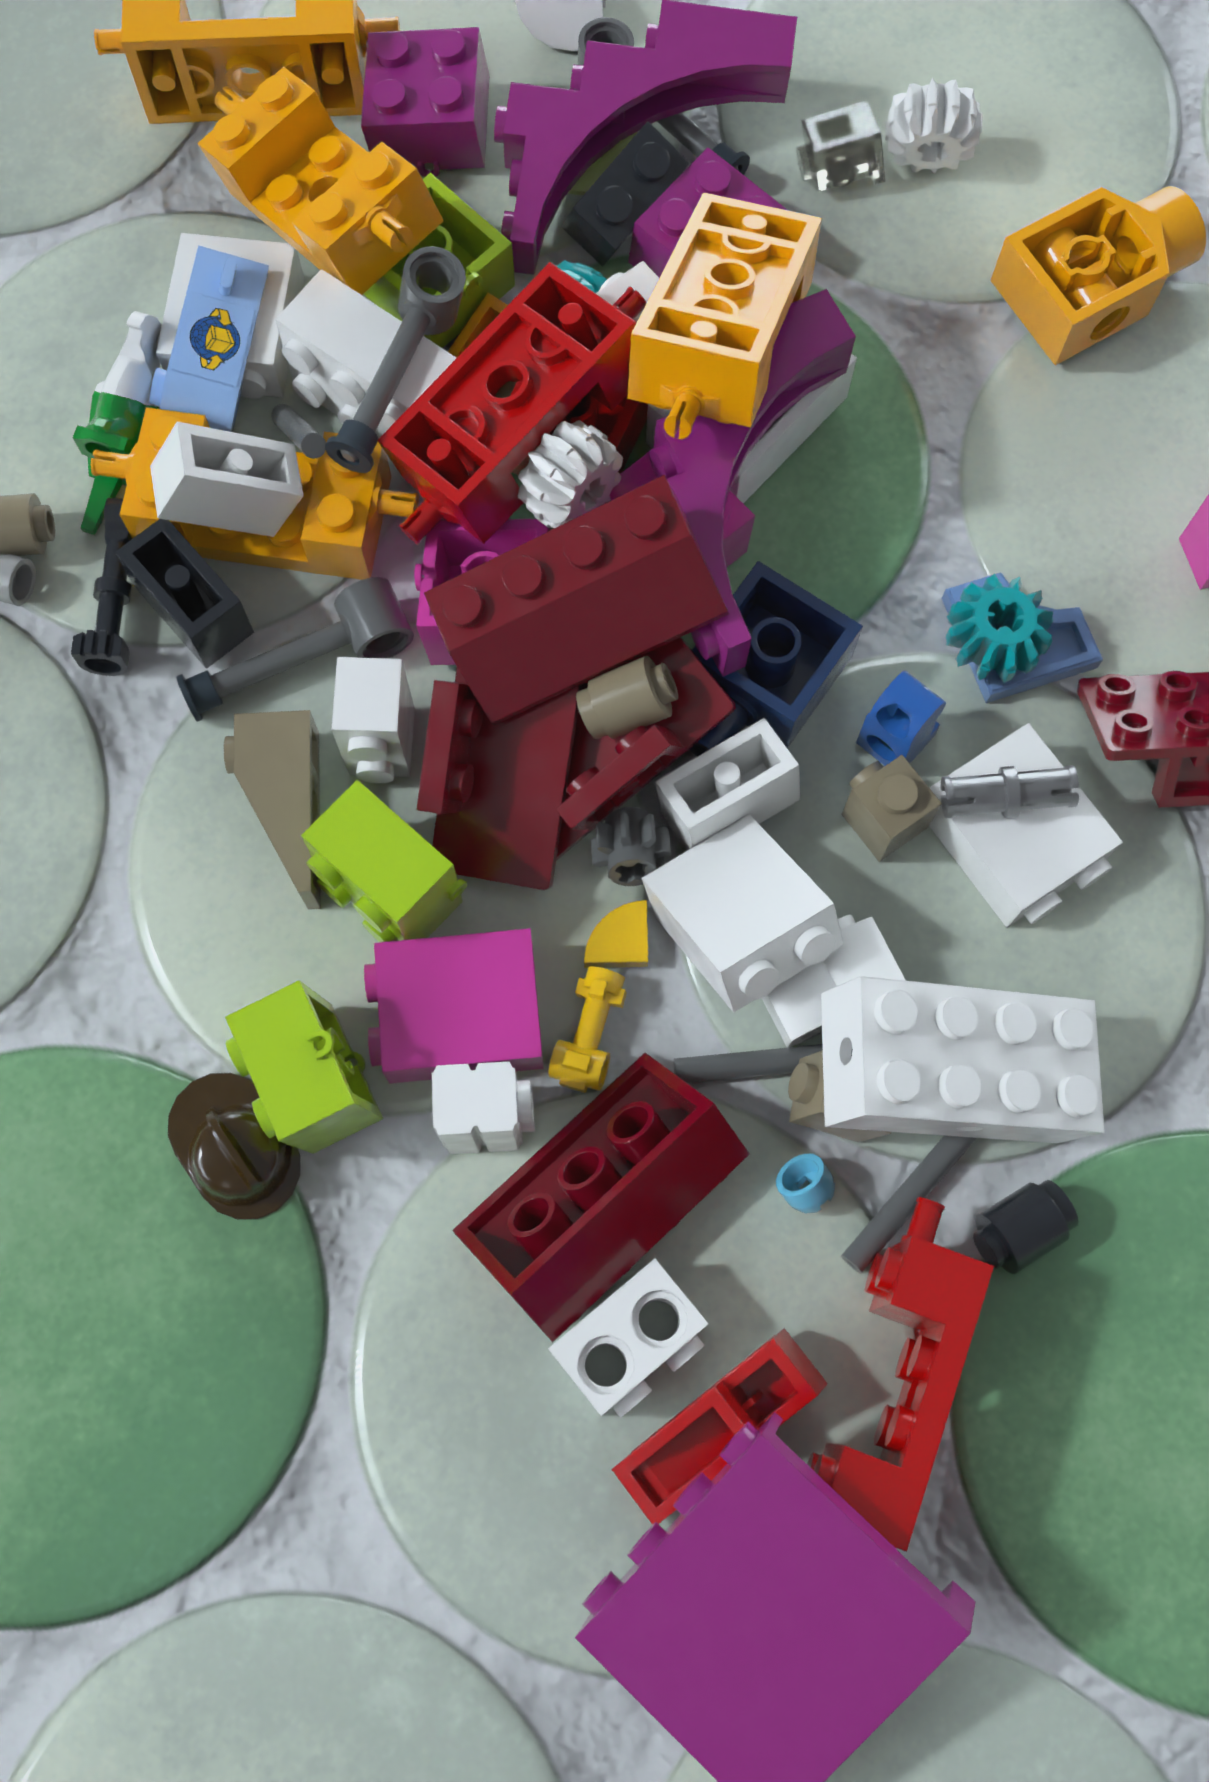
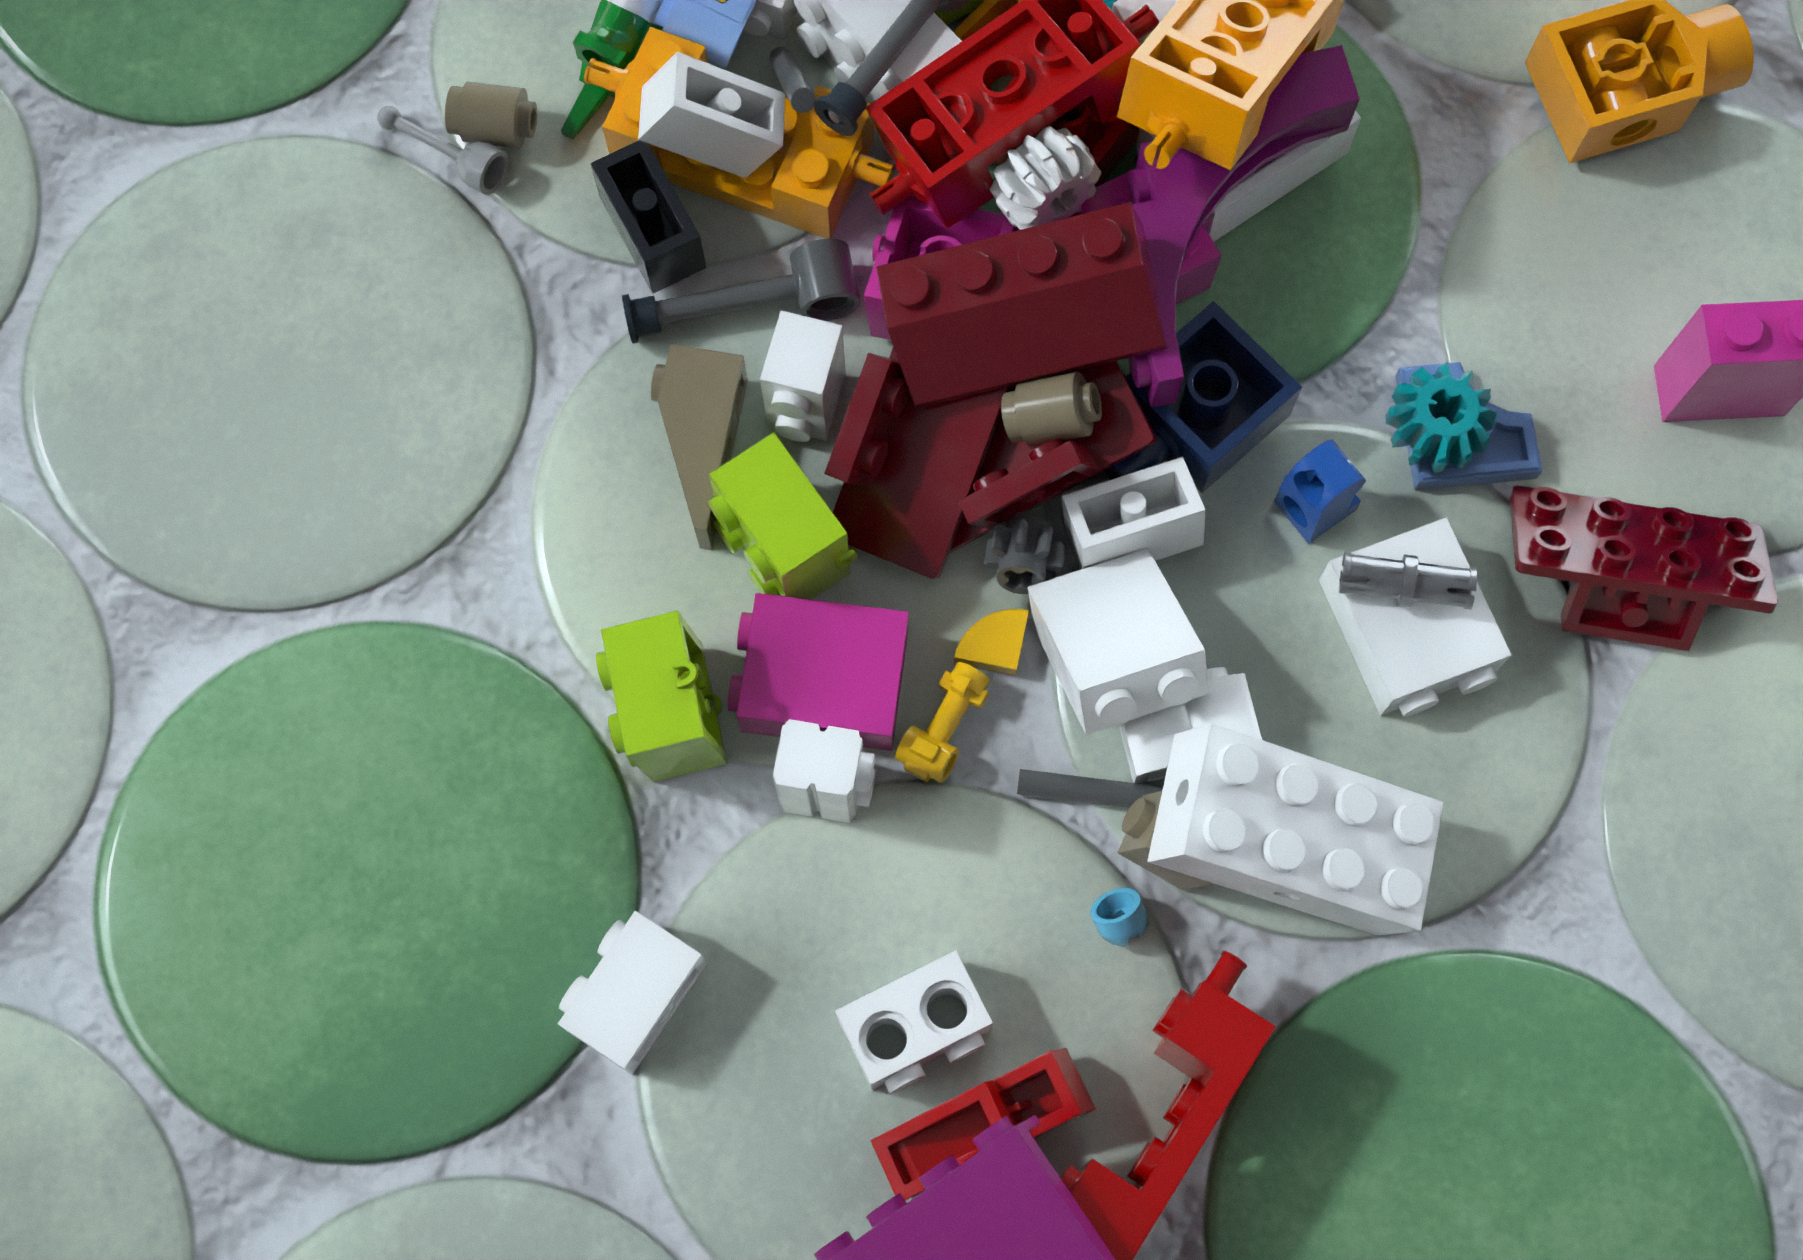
camera: 15 degrees right, 0 degrees up
(103, 649) = (557, 253): black piece -> none
(227, 1150) = (575, 758): dark brown piece -> none
(335, 1376) = (630, 991): none -> white brick
(601, 1193) = (921, 880): dark red slope -> none
(889, 806) = (1289, 570): dark tan brick -> none
(903, 1201) = (1201, 963): dark grey piece -> none
(1024, 1226) = (1323, 1005): black brick -> none

